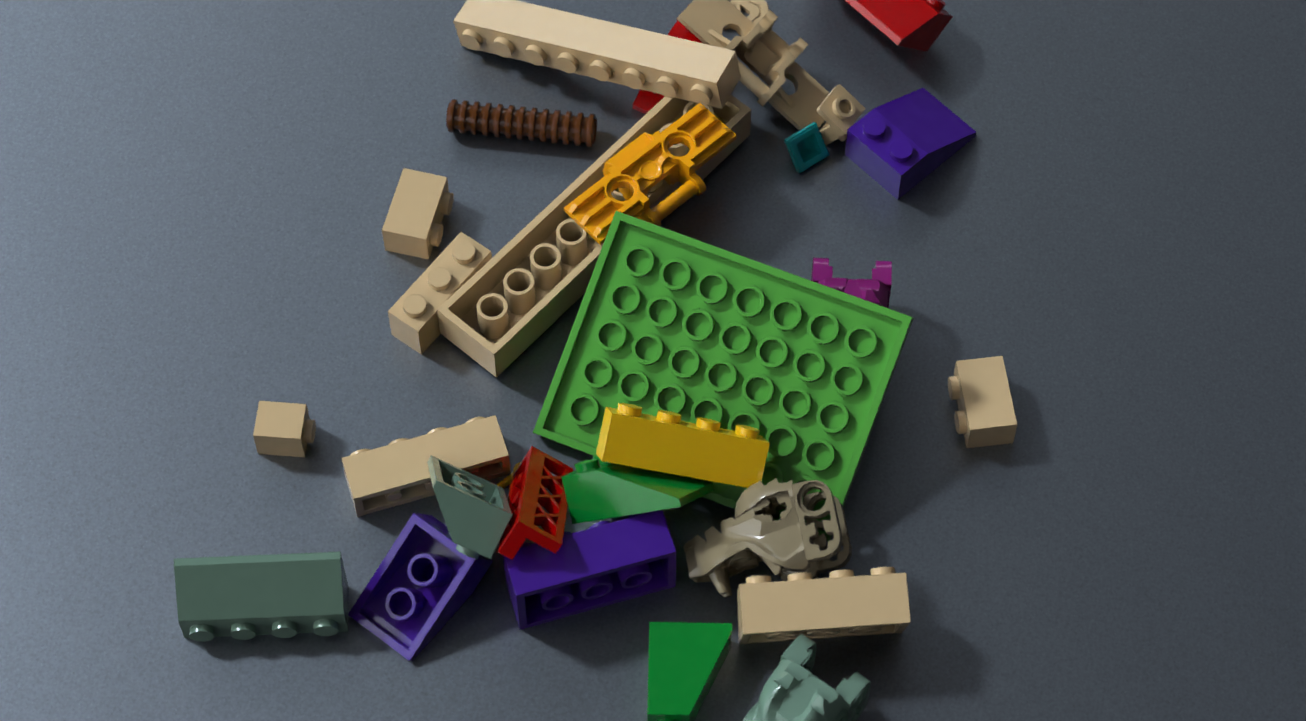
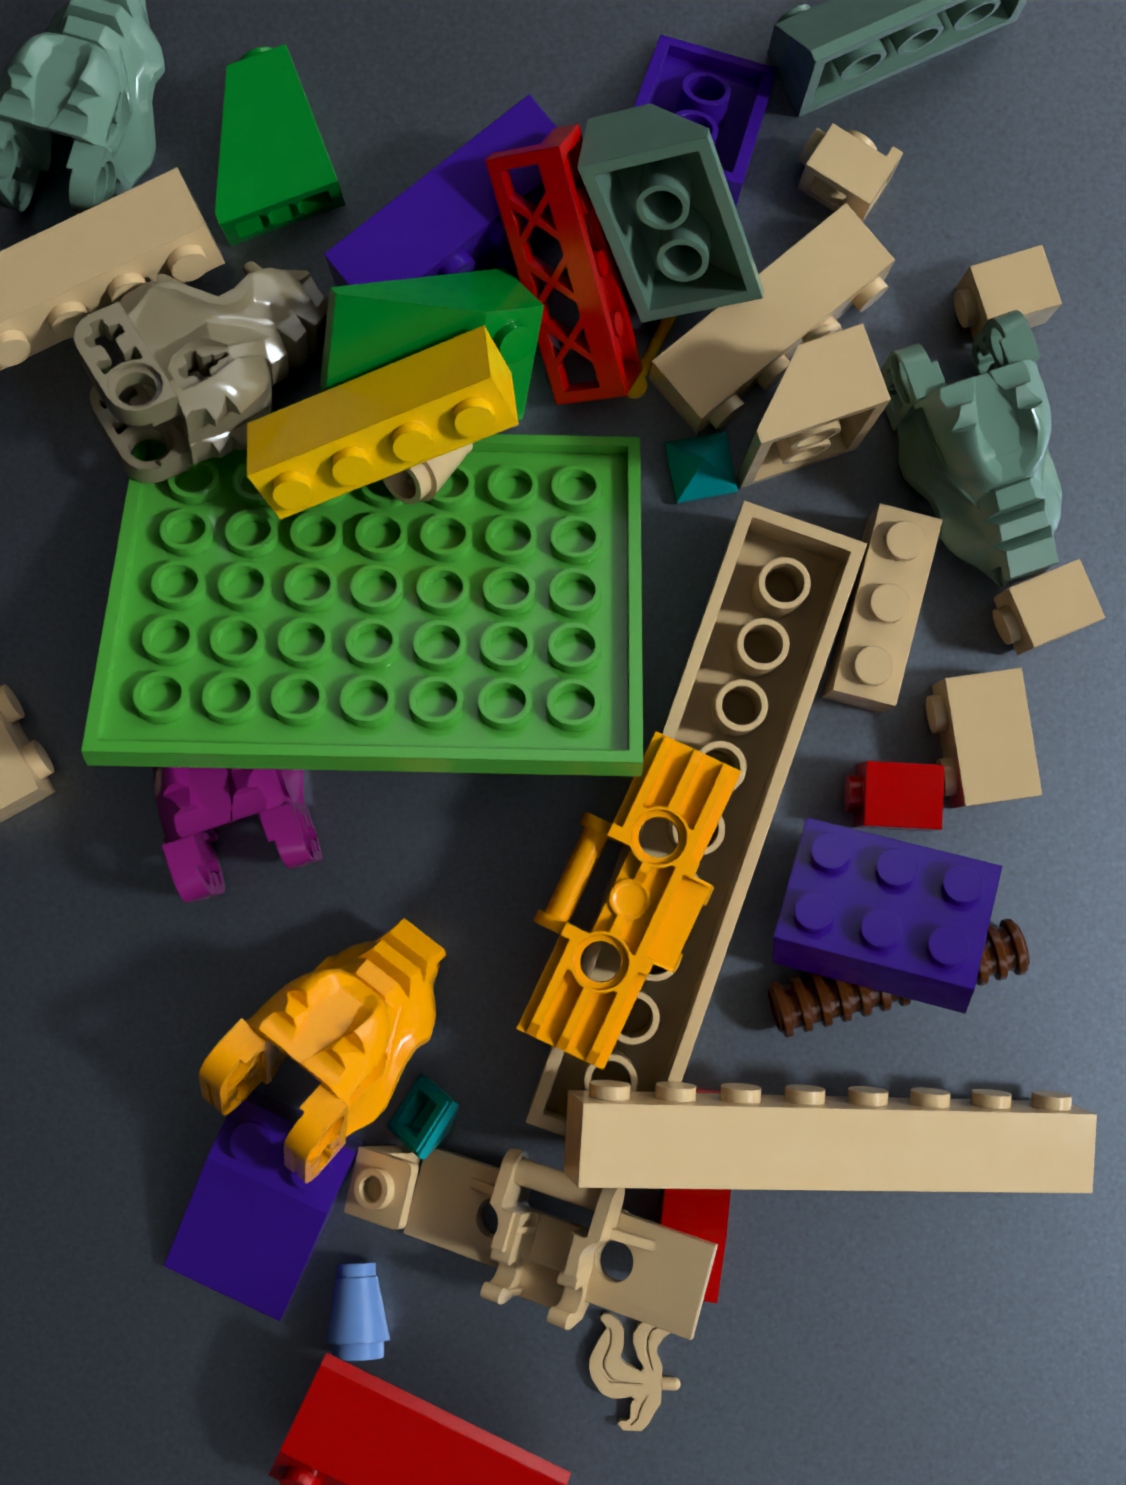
camera: 155 degrees right, 25 degrees up
(338, 528) = (845, 169): none -> tan brick
(346, 319) = (982, 449): none -> sand green animal
(350, 259) = (1046, 608): none -> tan brick
(438, 381) = (820, 406): none -> tan slope
(479, 203) = (896, 796): none -> red brick
(507, 408) = (701, 467): none -> teal slope
(516, 139) = (886, 915): none -> dark purple brick
(834, 178) = (347, 1027): none -> light orange animal
(880, 71) = (357, 1314): none -> medium blue cone

